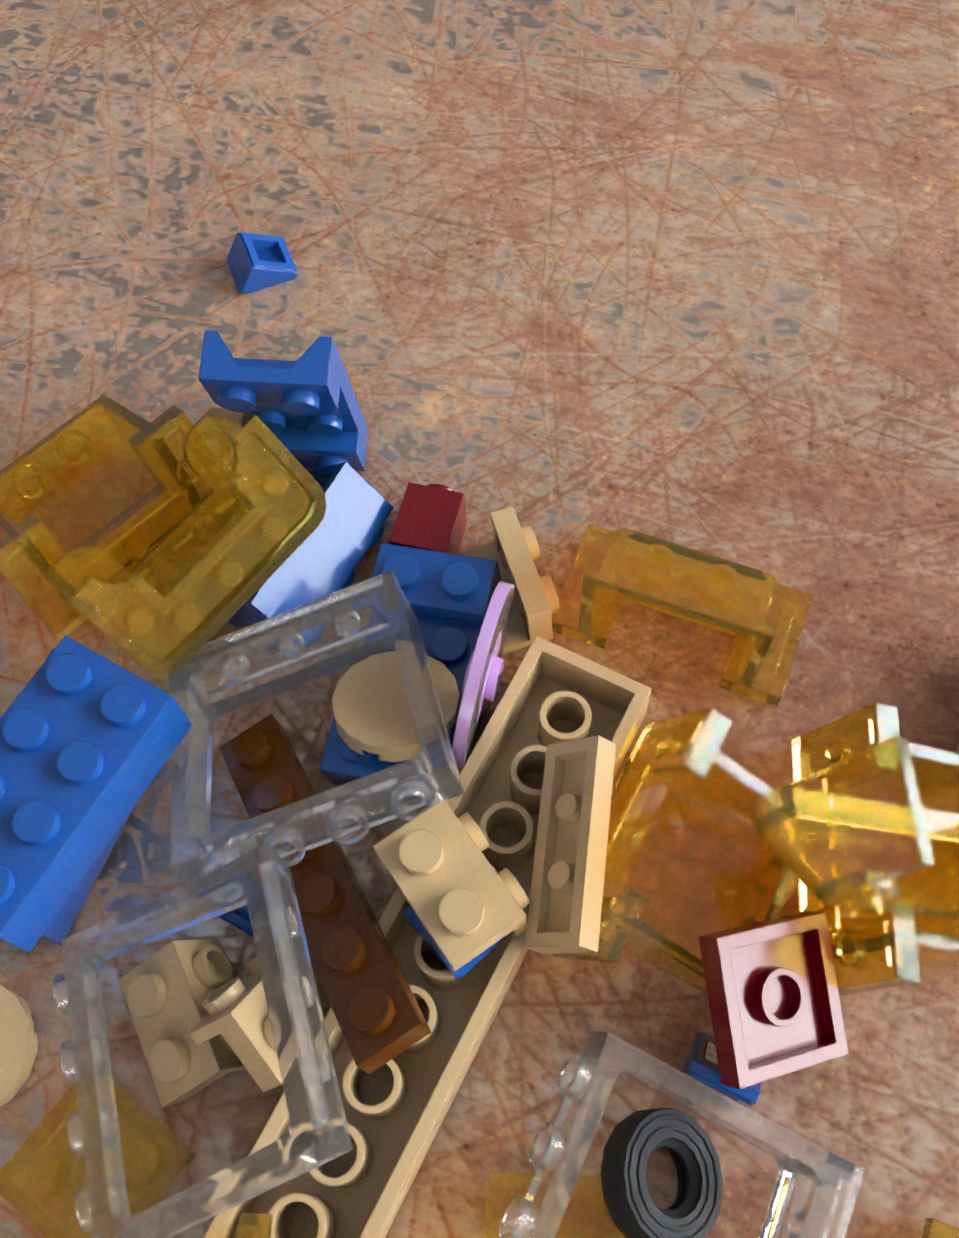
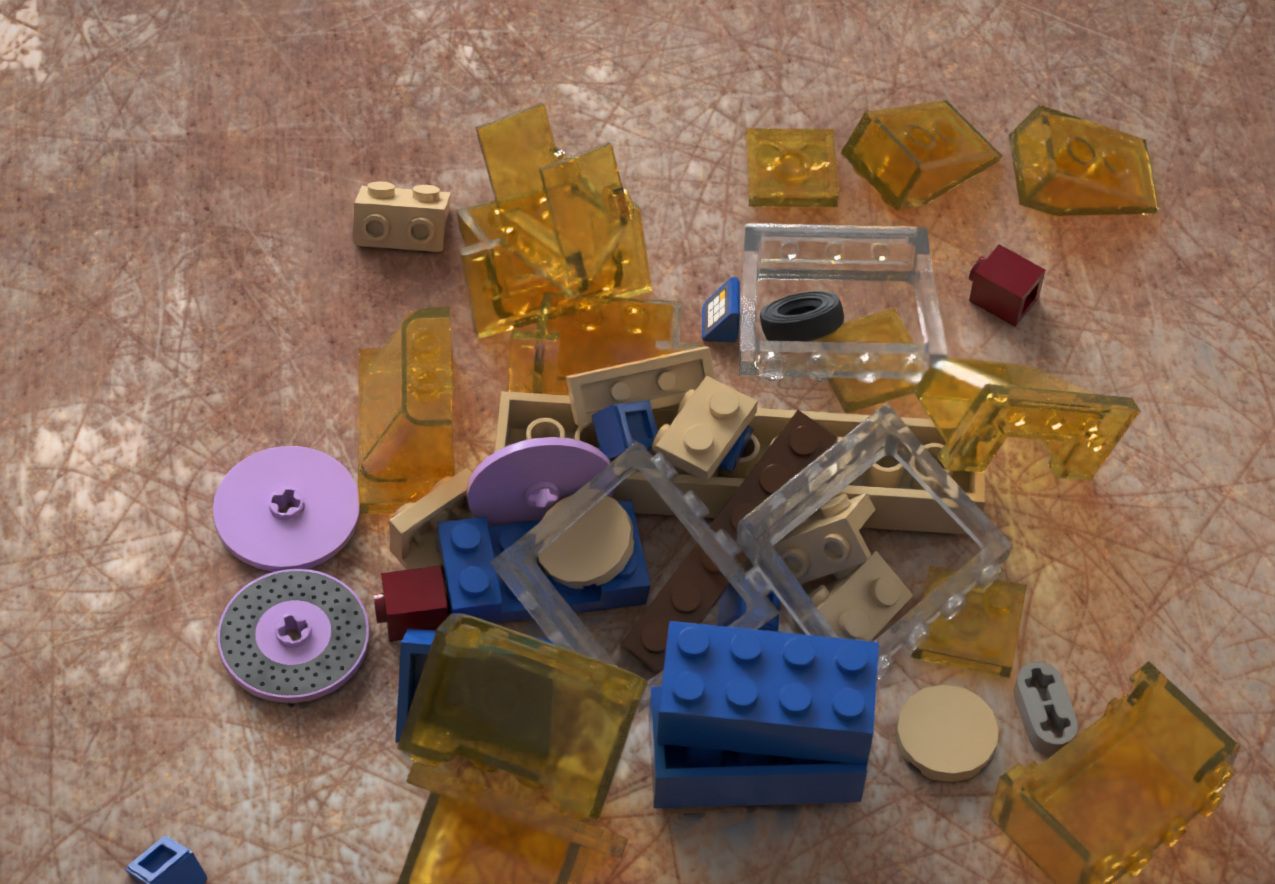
camera: 120 degrees left, 10 degrees down
(300, 401) = (376, 668): blue piece -> none
(493, 430) = (268, 661): none -> piece
(512, 801) = (623, 425): none -> blue slope
(607, 425) = (306, 535): none -> lavender piece
(773, 997) = (672, 281): plate -> none

